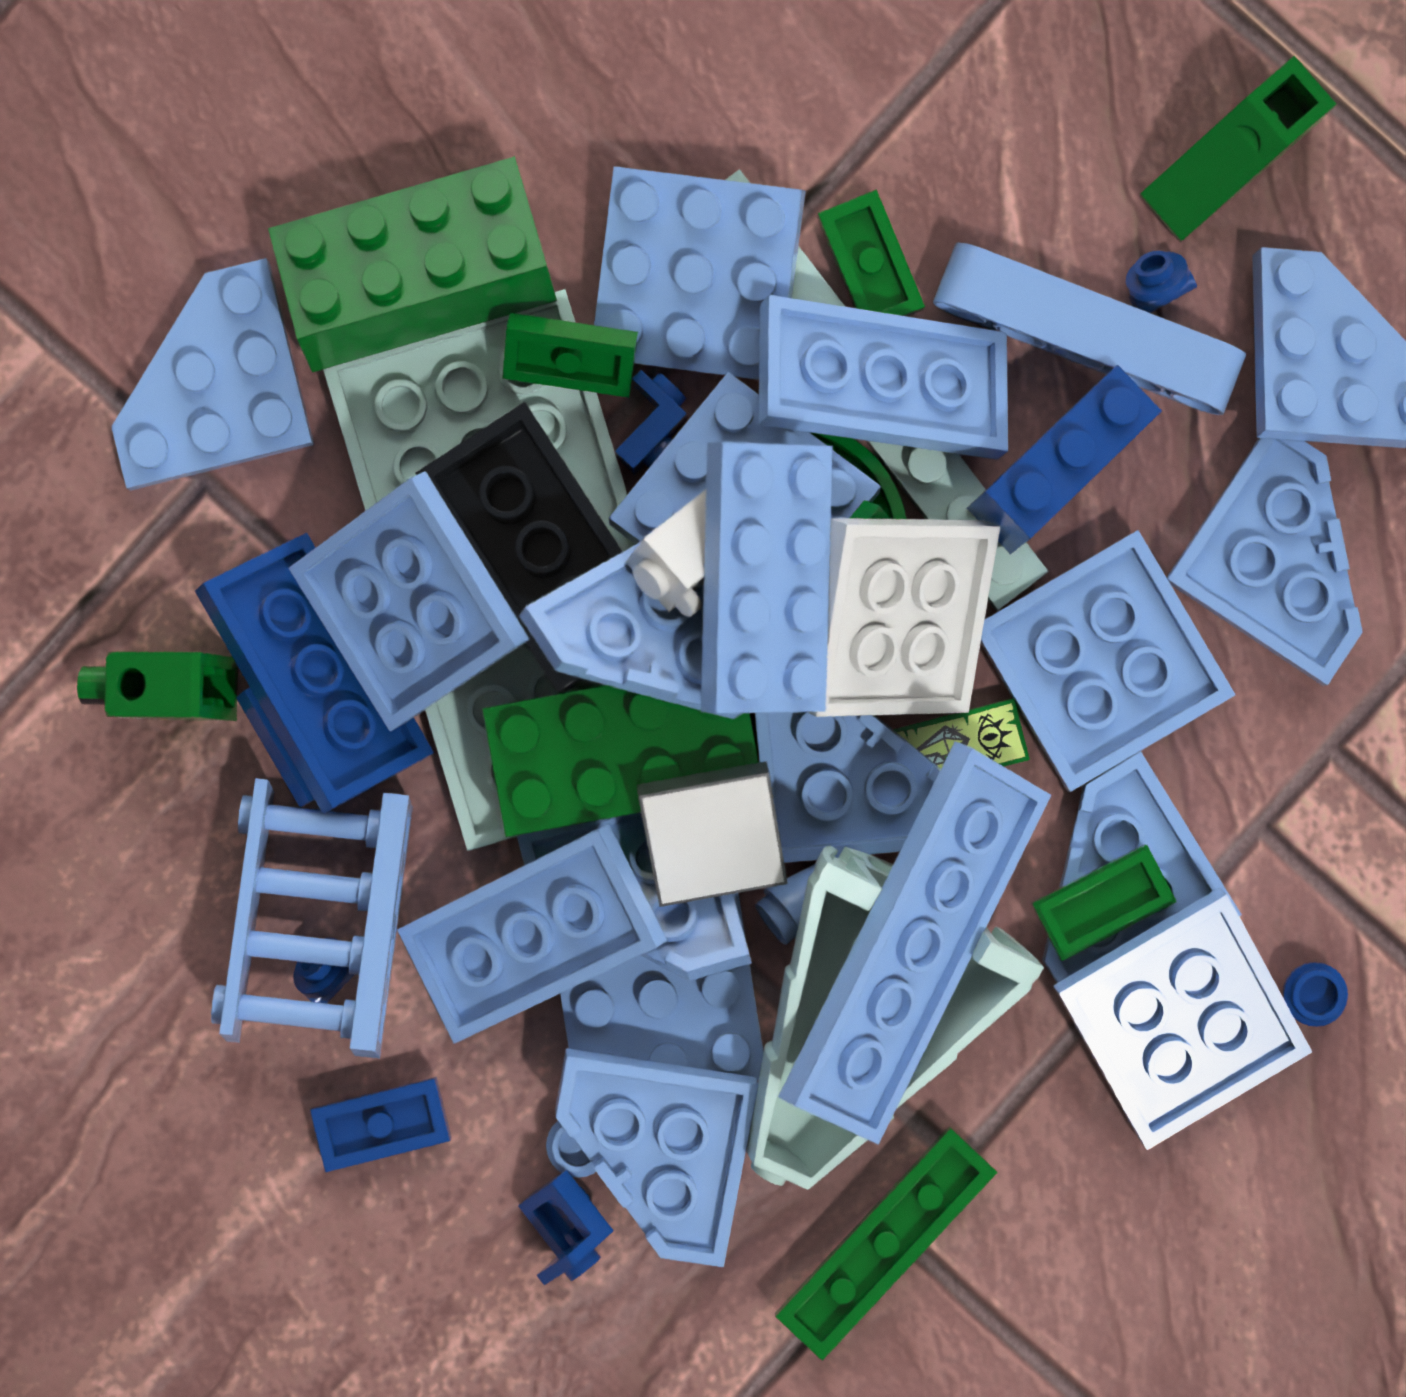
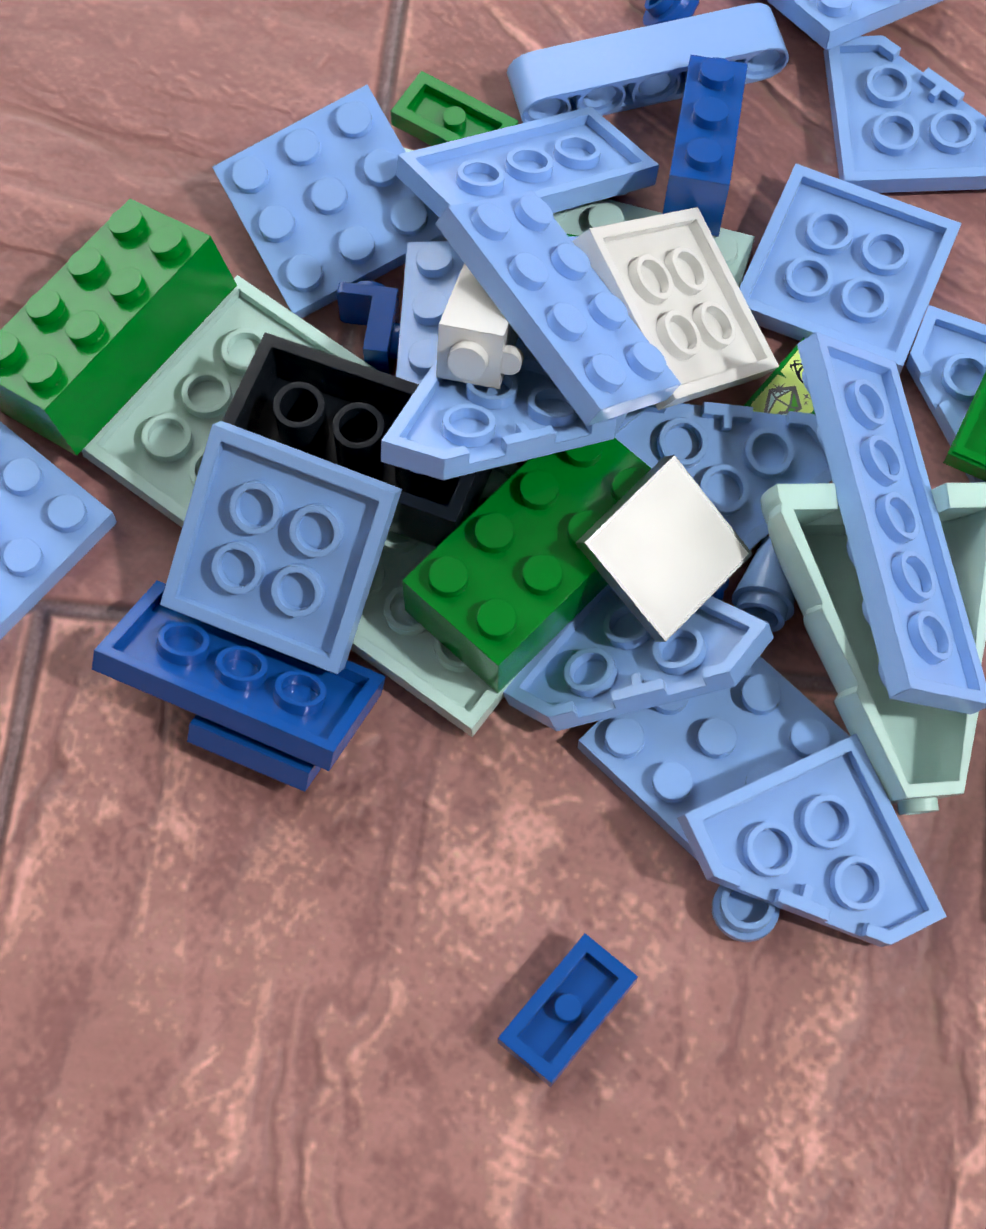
camera: 35 degrees left, 20 degrees down
(162, 686) = (115, 769): green torso -> none
(320, 981) = (422, 916): blue plate -> none
(365, 956) = (450, 864): light blue fence -> none
(532, 934) = (576, 744): light blue plate -> none
(568, 1225) = (791, 977): blue bracket -> none
(569, 355) = (275, 302): green plate -> none

